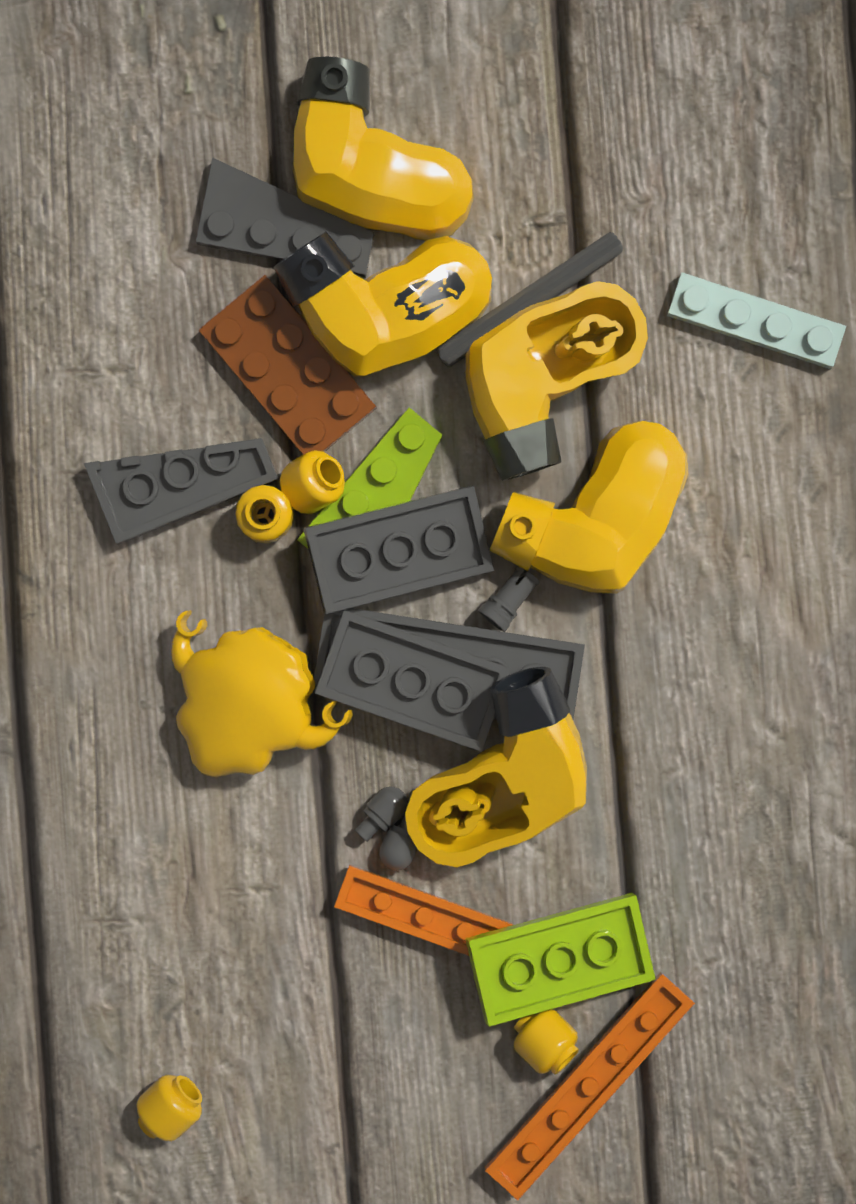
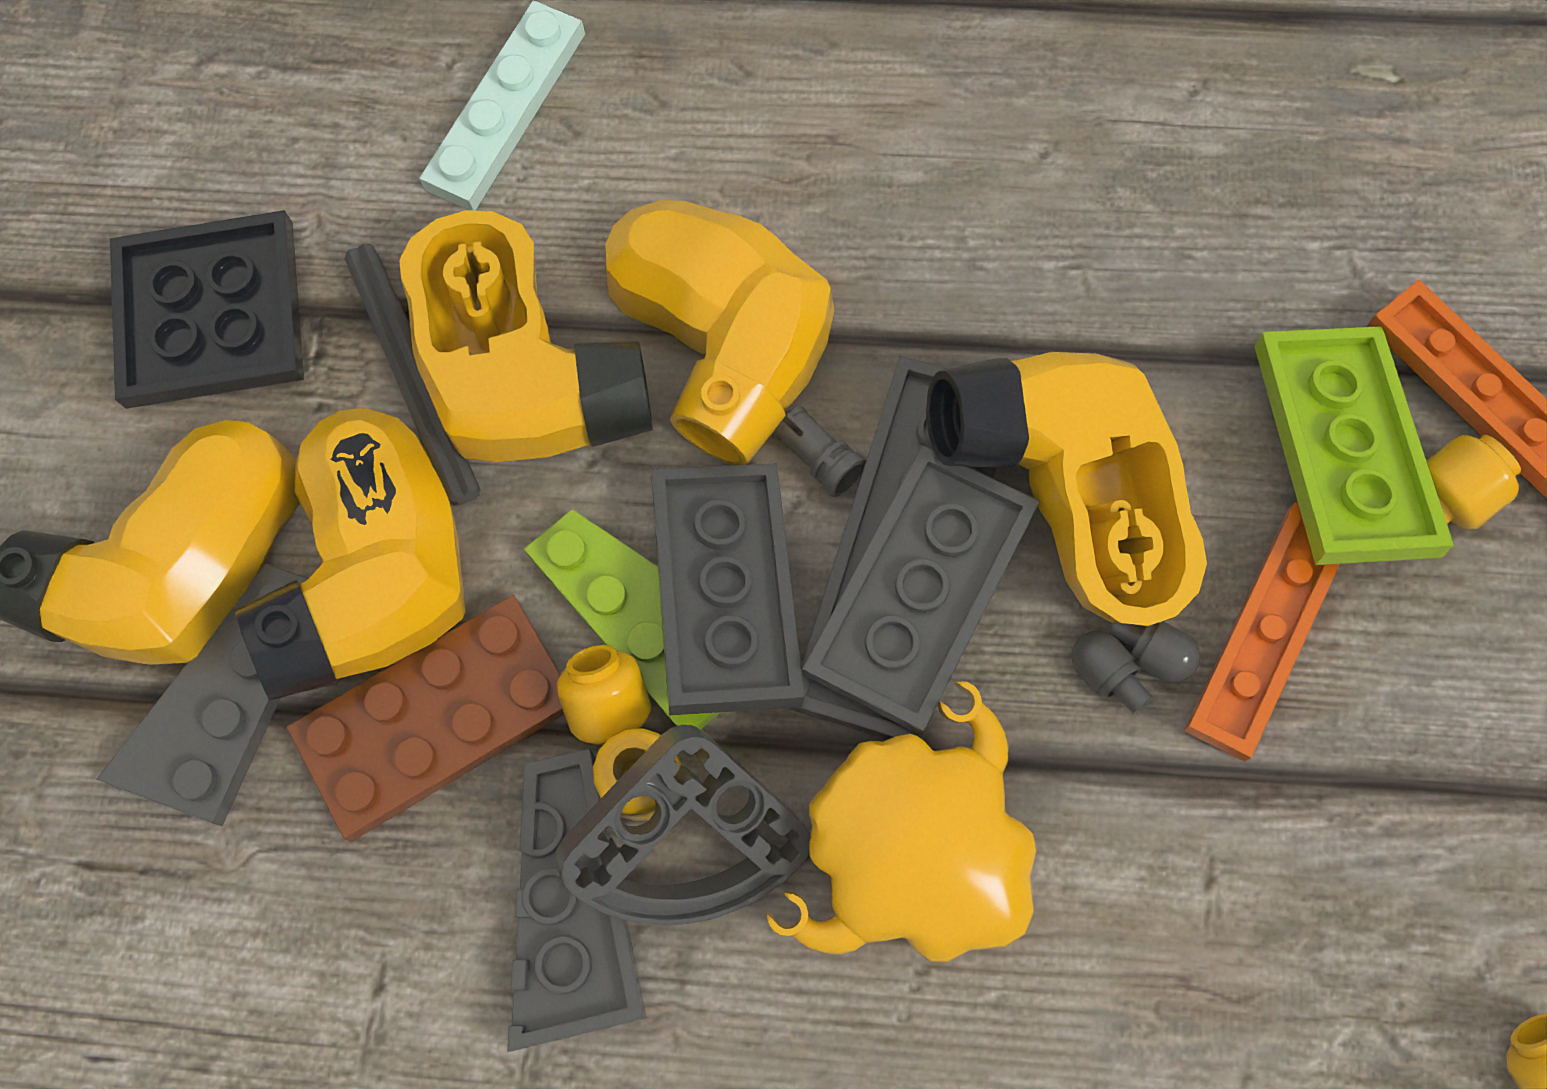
camera: 70 degrees left, 15 degrees down
(249, 541) = (675, 793): none -> dark grey beam
(556, 141) = (205, 309): none -> black plate

